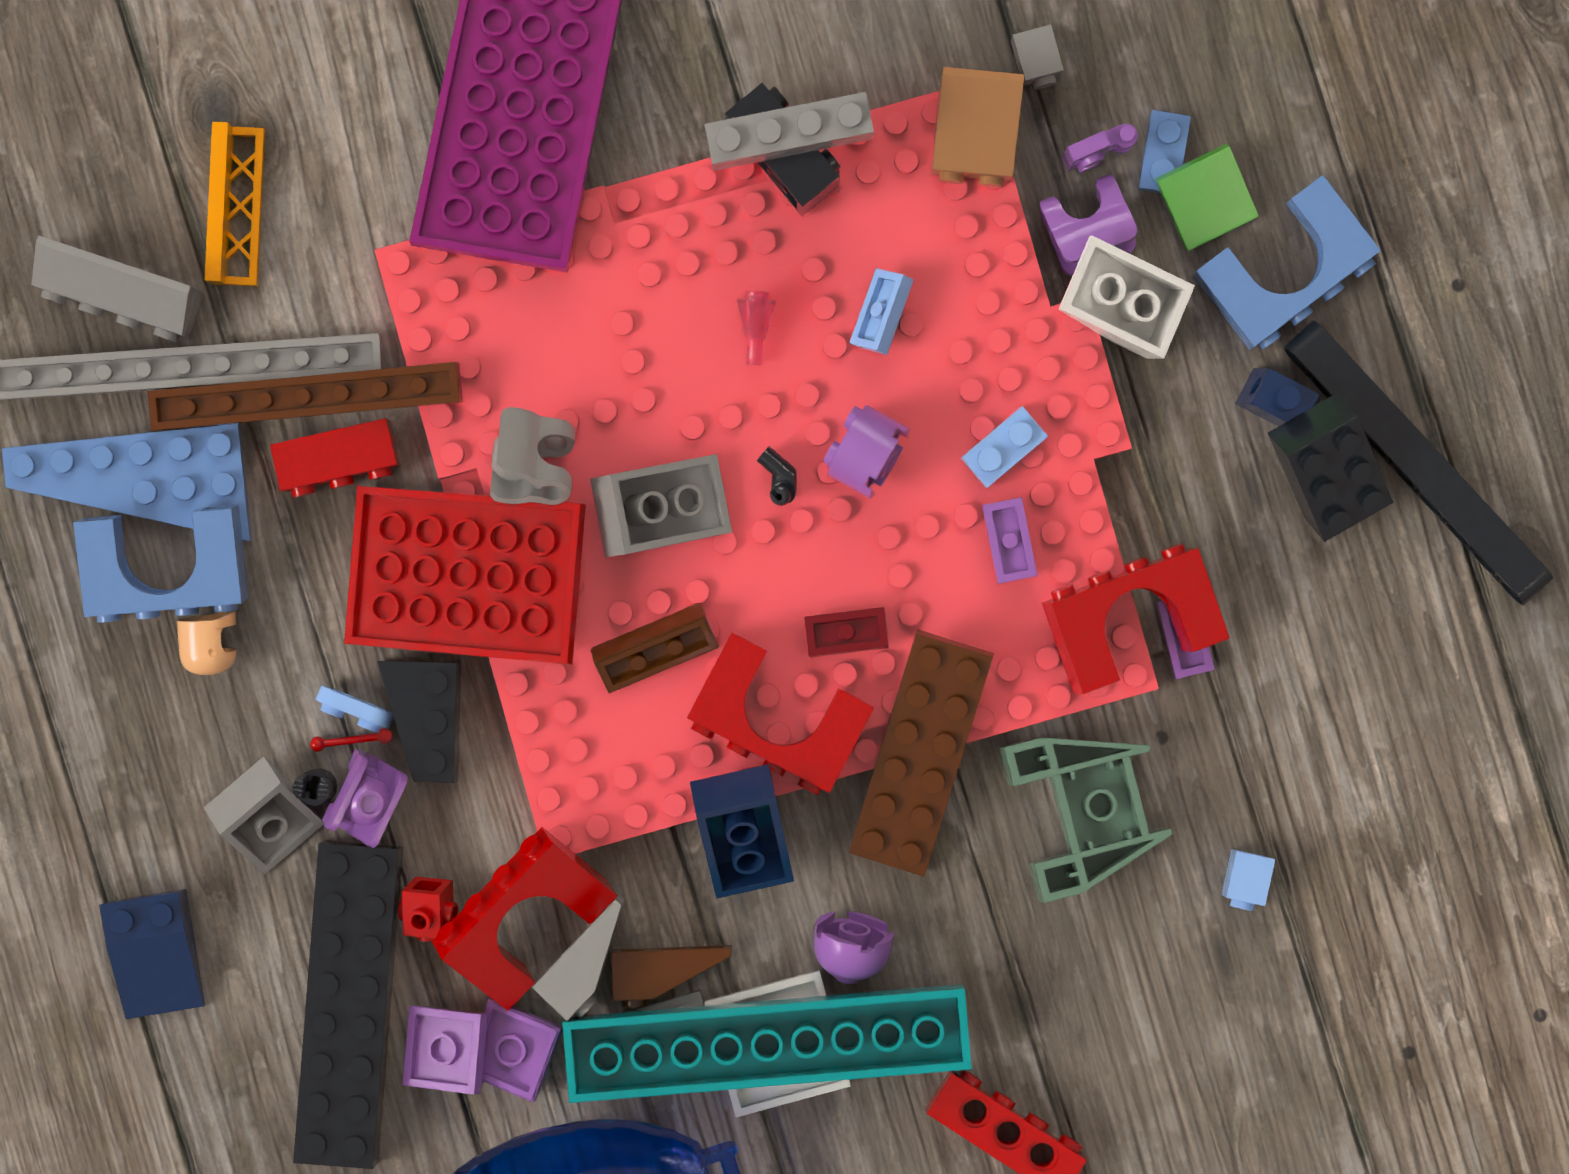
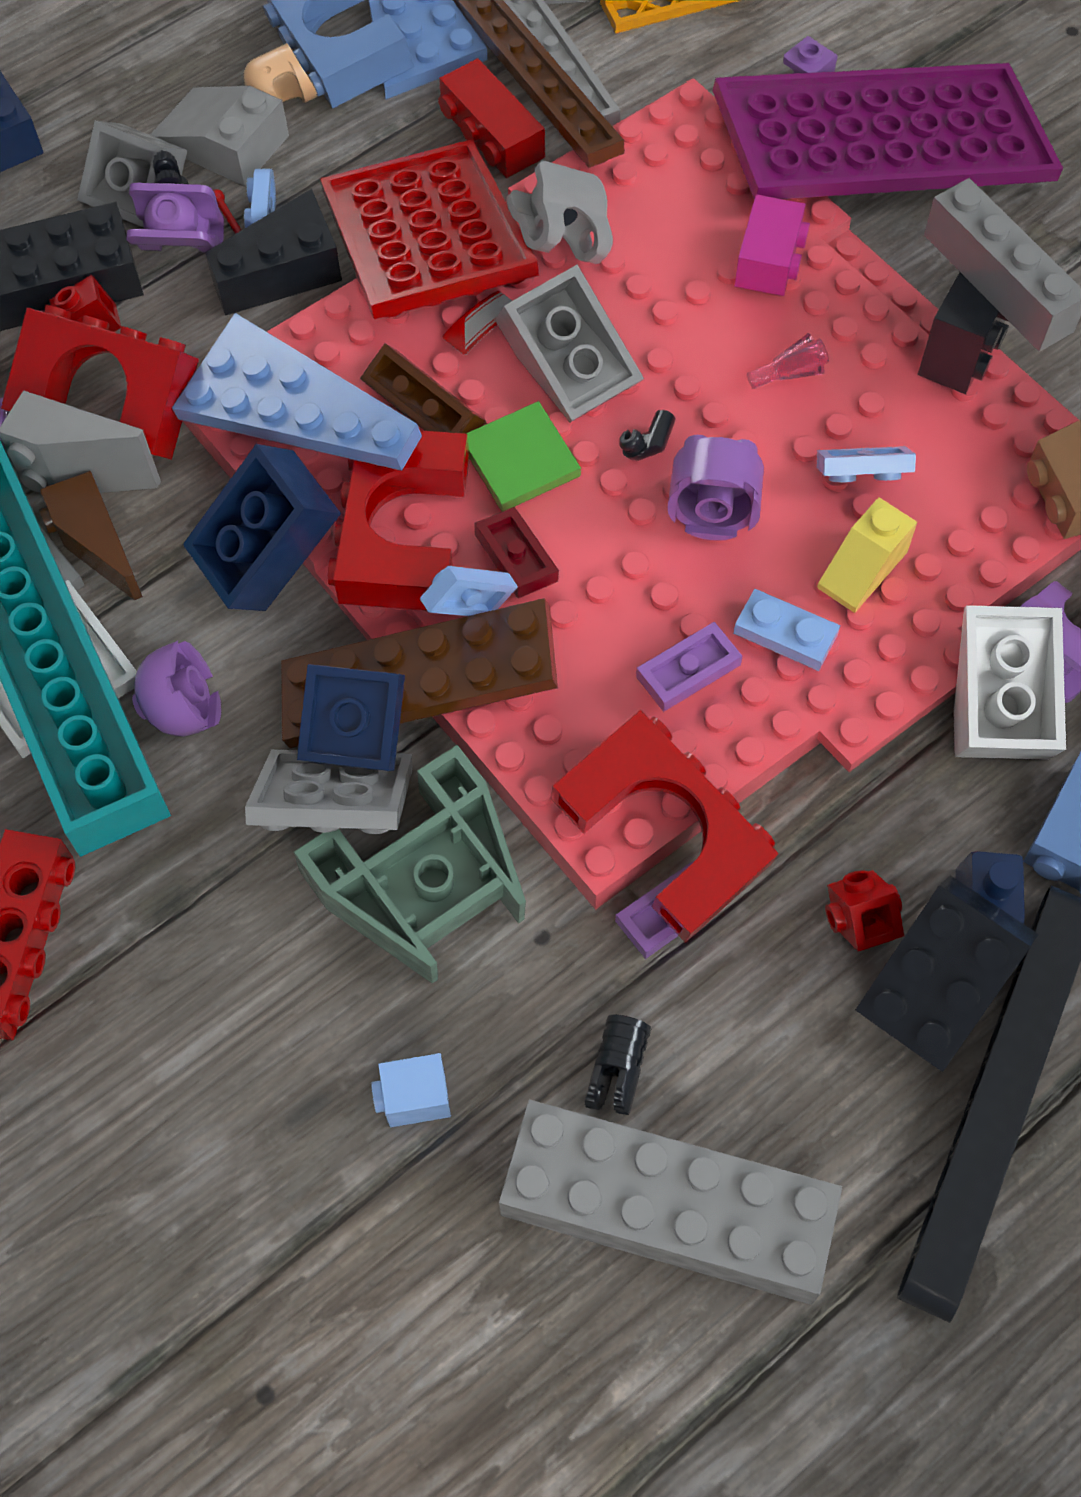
camera: 65 degrees right, 25 degrees down
(236, 716) = (226, 129): none -> light grey slope
(405, 133) = (810, 57): none -> medium lavender bracket
(594, 571) = (476, 323): none -> sticker
(612, 776) = (280, 395): none -> medium blue wing
(624, 281) = (770, 245): none -> dark pink brick
(750, 589) = (521, 456): none -> bright green tile
(886, 702) = (467, 591): none -> light blue plate
(947, 820) = (351, 717): none -> dark blue plate
(971, 355) = (868, 554): none -> light yellow slope
(997, 855) = (327, 795): none -> light grey plate
(1250, 495) = (865, 910): none -> red brick
(1282, 719) = (619, 1057): none -> black hinge
(1400, 731) = (671, 1201): none -> light grey brick

